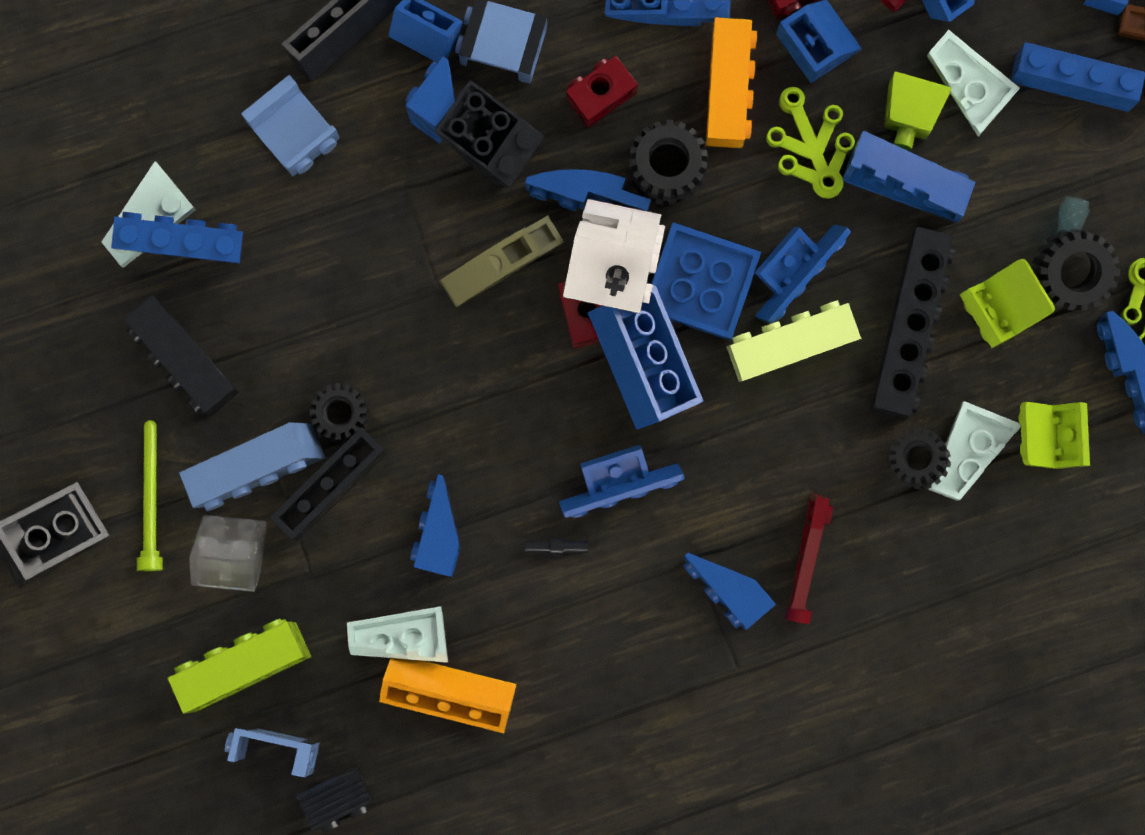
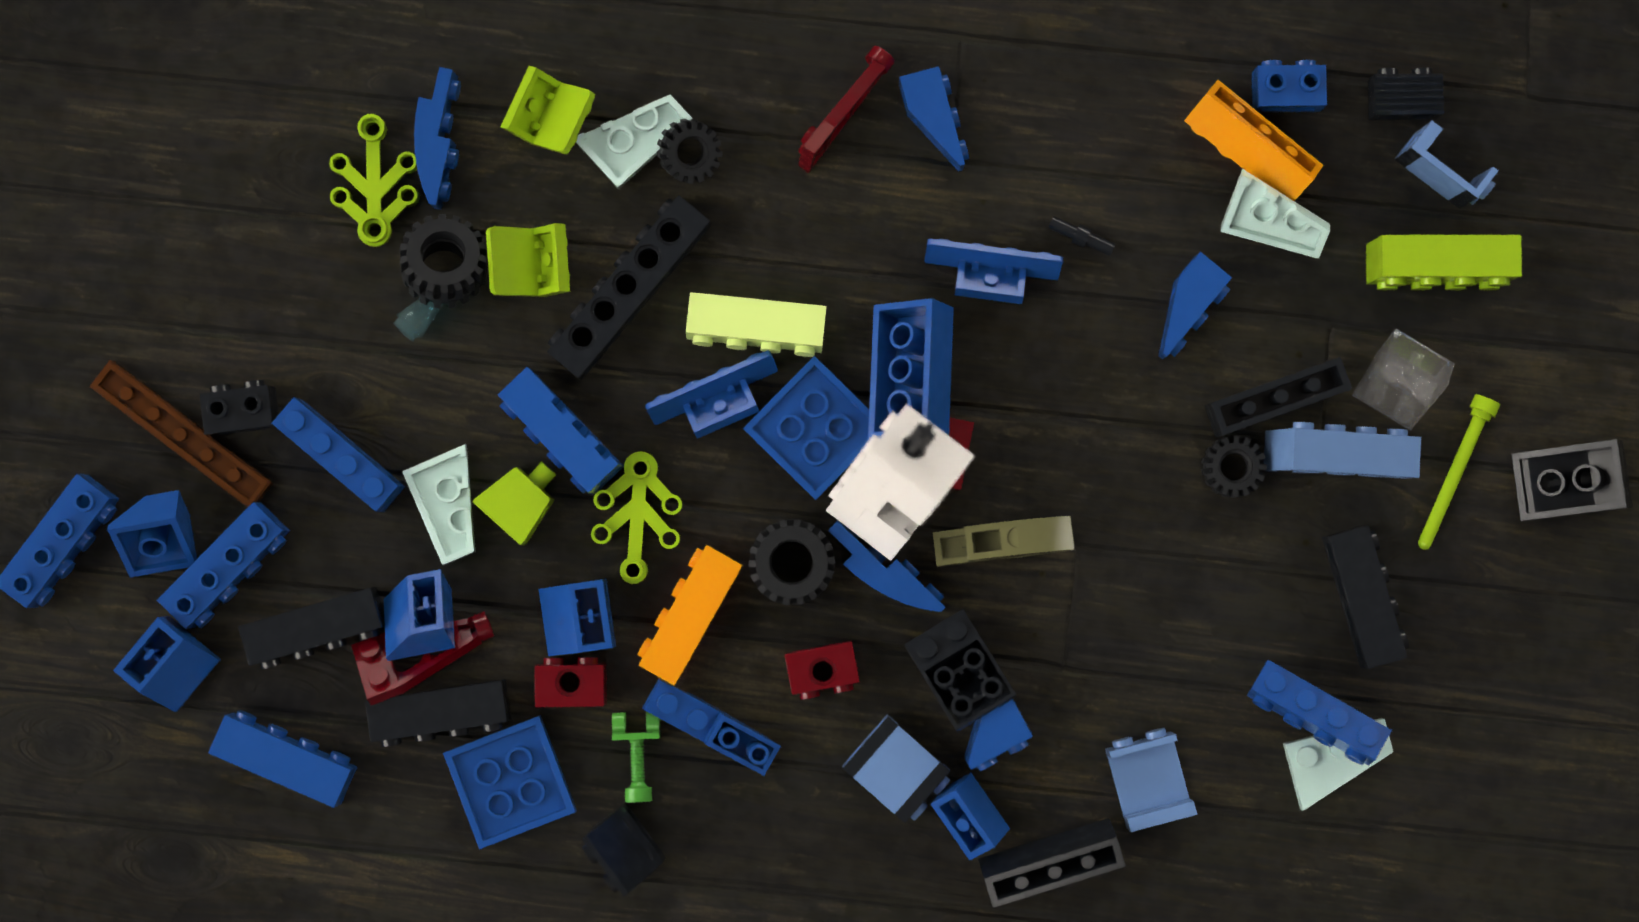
camera: 150 degrees left, 5 degrees up
(438, 758) = (1289, 87): none -> blue brick

